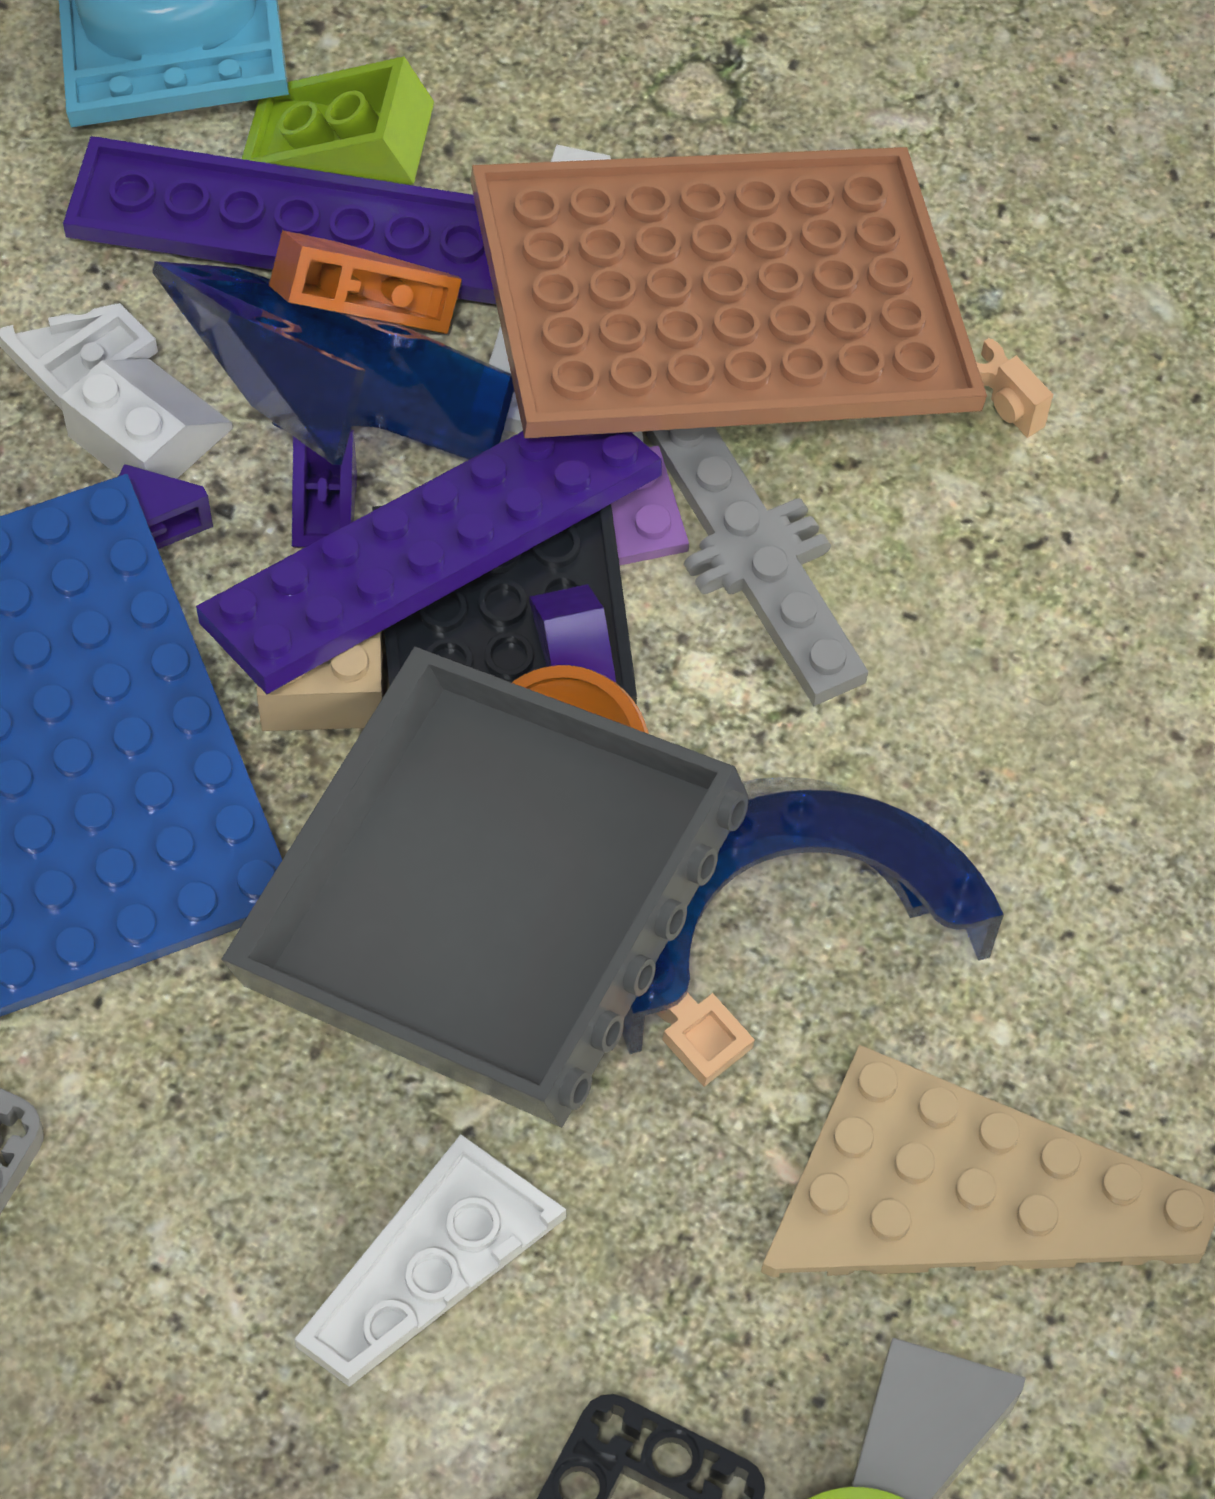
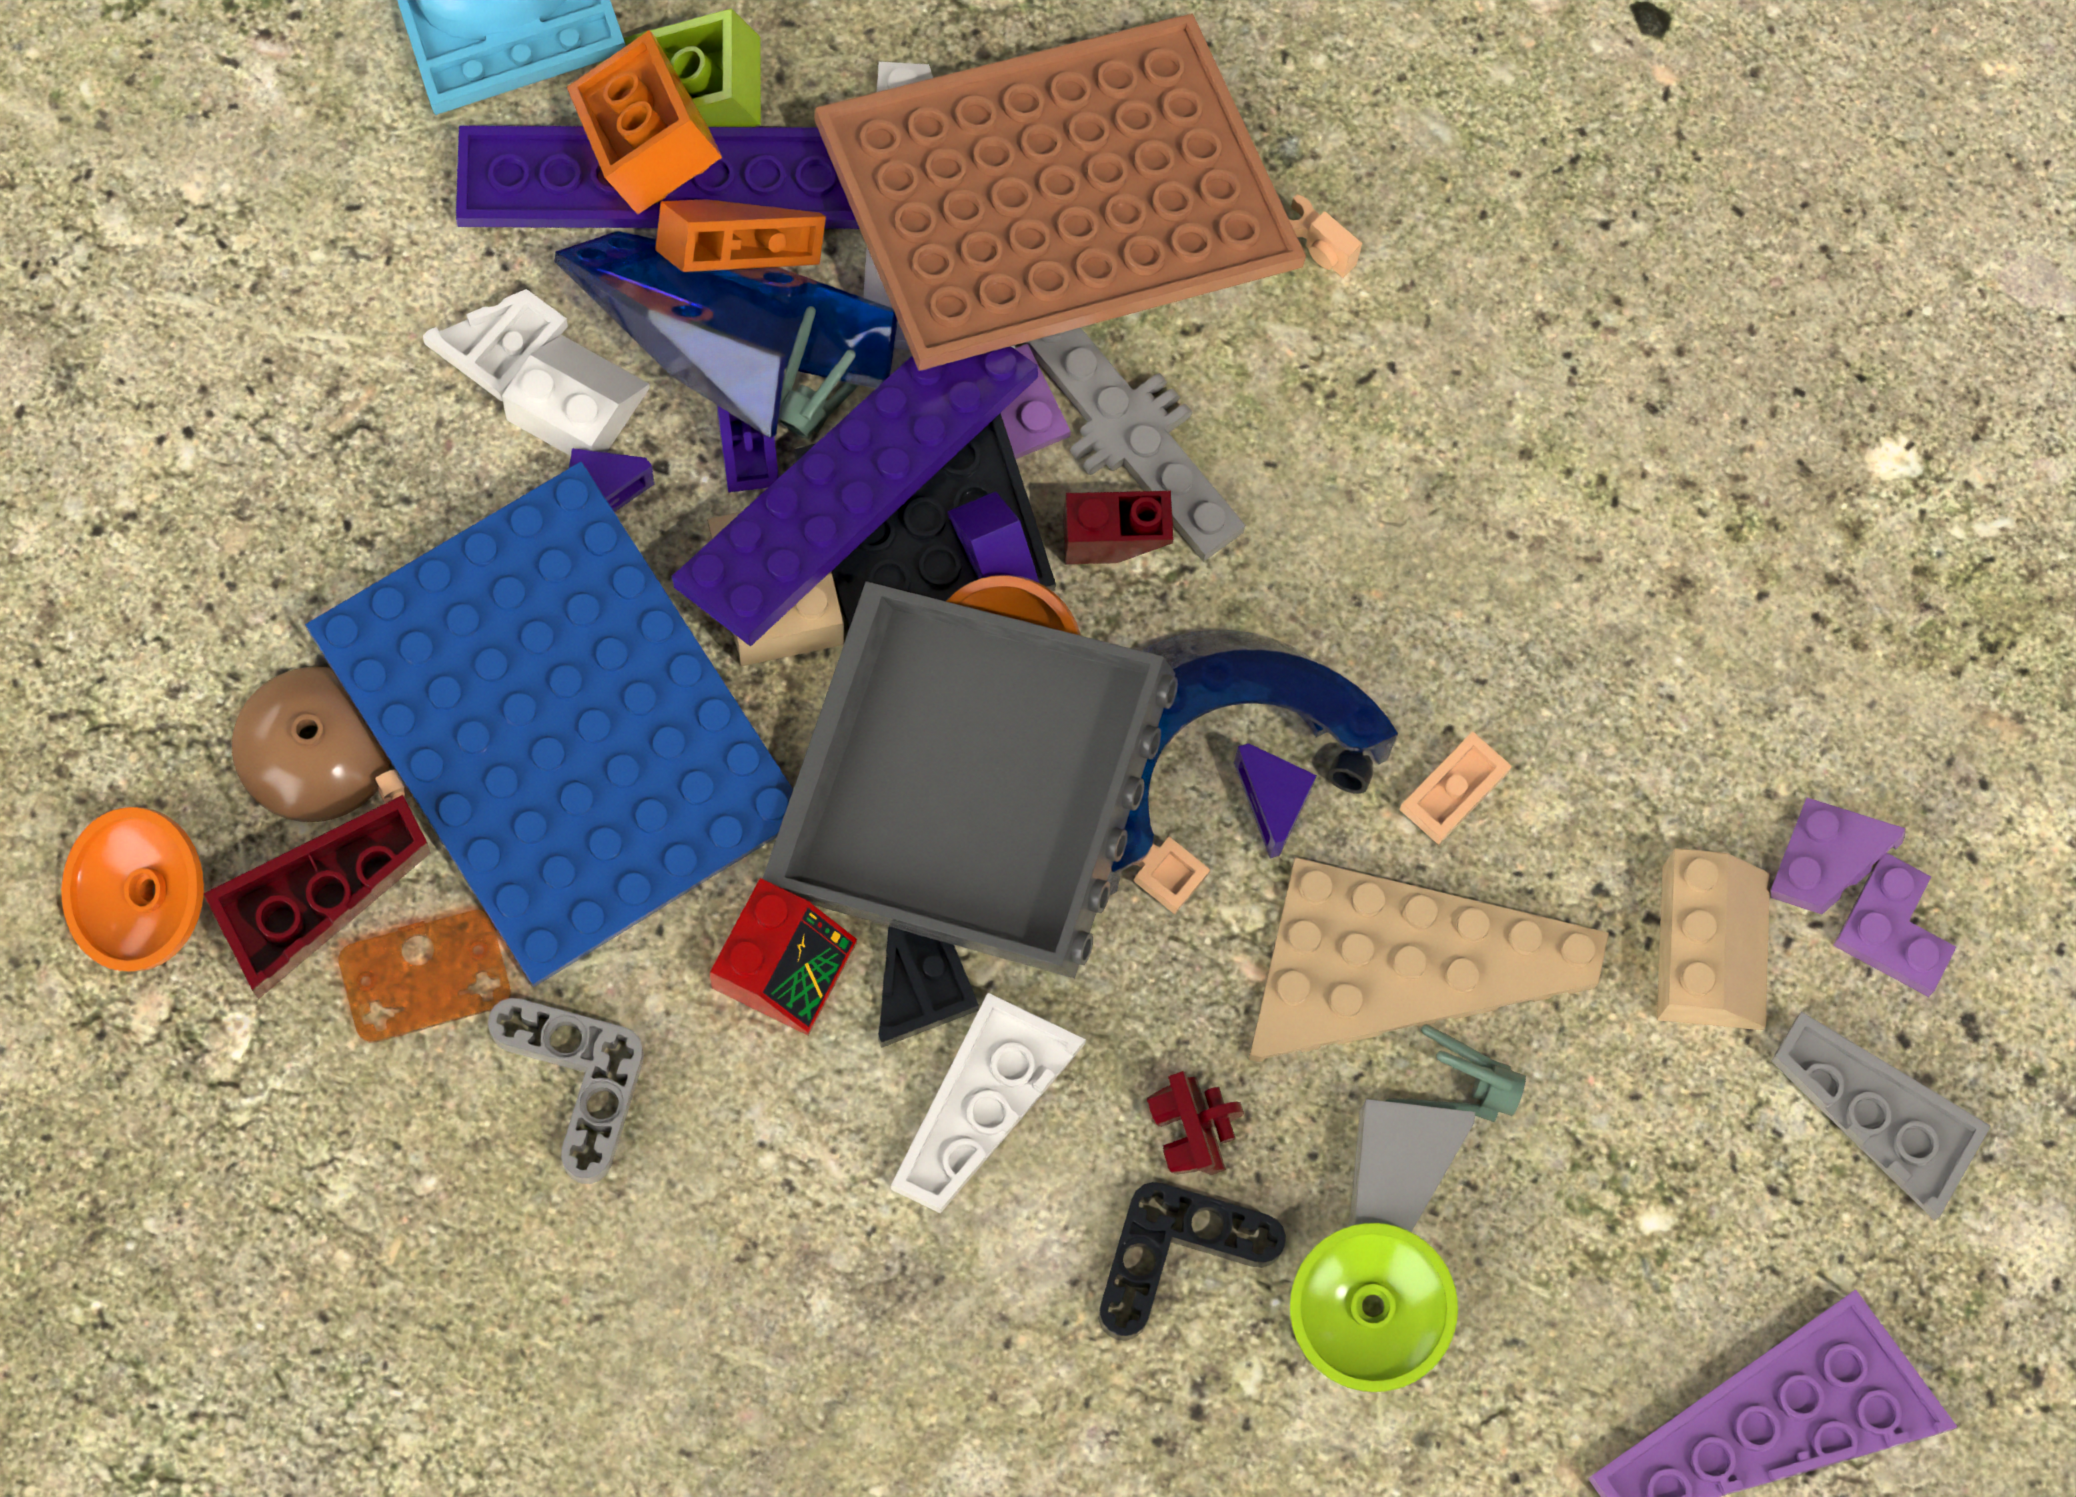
camera: 15 degrees left, 10 degrees up
(227, 1052) = (782, 957): none -> red slope
(283, 156) = (642, 123): none -> orange slope
(384, 1116) = (921, 986): none -> black wing
(393, 469) = (807, 409): none -> sand green plant
(673, 1307) = (1185, 1101): none -> dark red hips
(716, 644) = (1115, 525): none -> dark red slope
(849, 967) = (1274, 792): none -> dark purple slope
(943, 959) = (1351, 771): none -> black hinge
(1058, 1352) = (1494, 1085): none -> sand green plant
(1064, 998) = (1455, 788): none -> light nougat plate

